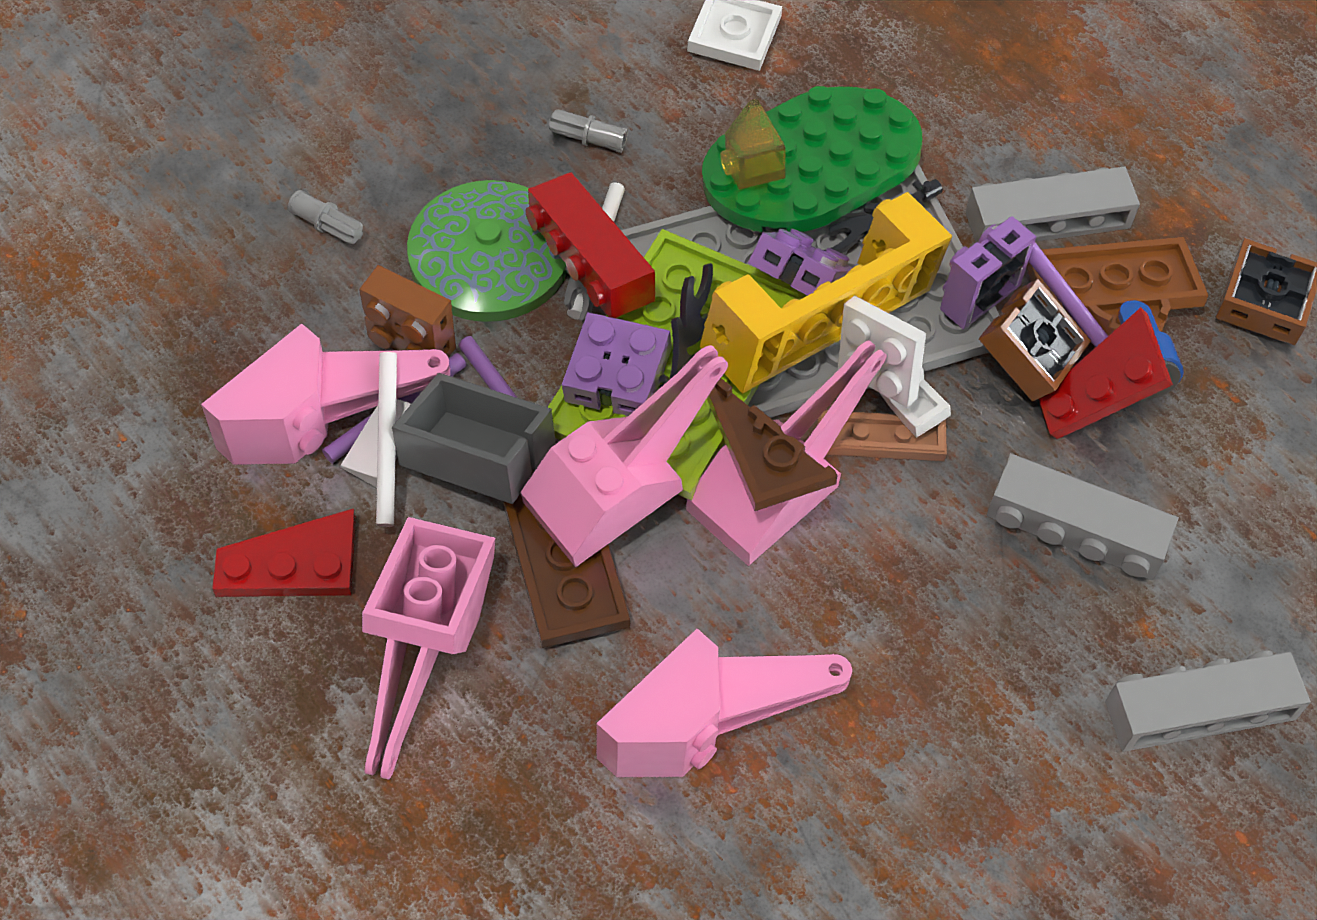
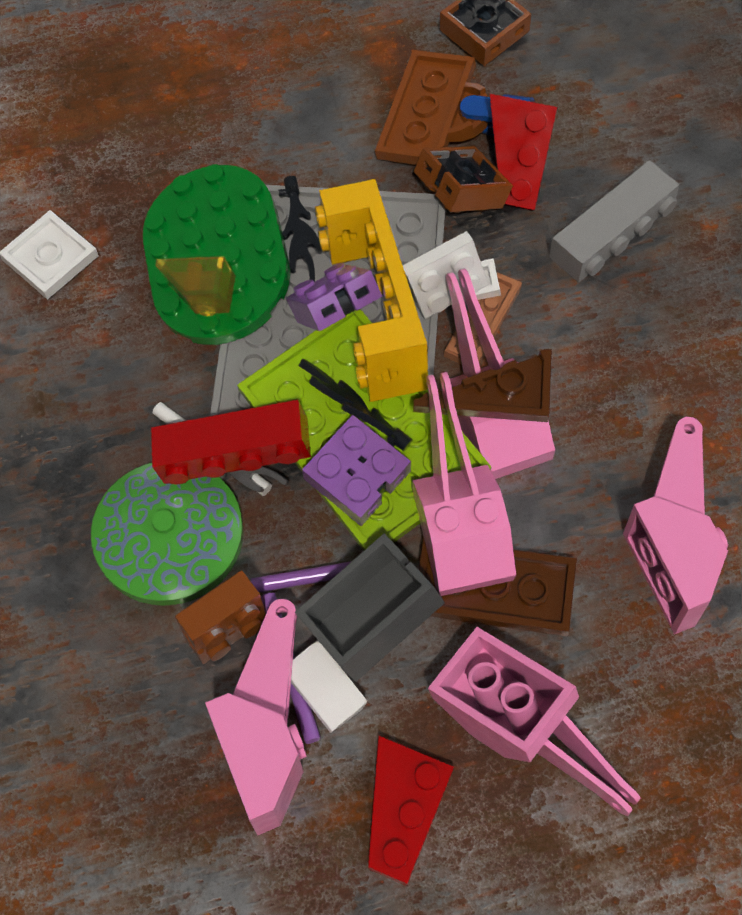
camera: 60 degrees left, 5 degrees up
(325, 217) = (65, 652): light grey axle -> none
(386, 442) = (338, 679): white bar -> none
(588, 130) = (88, 405): light grey axle -> none
(986, 271) = (400, 177): medium lavender piece -> none
(1057, 204) = (342, 118): light grey brick -> none
(1066, 296) = (432, 140): medium lavender bar -> none

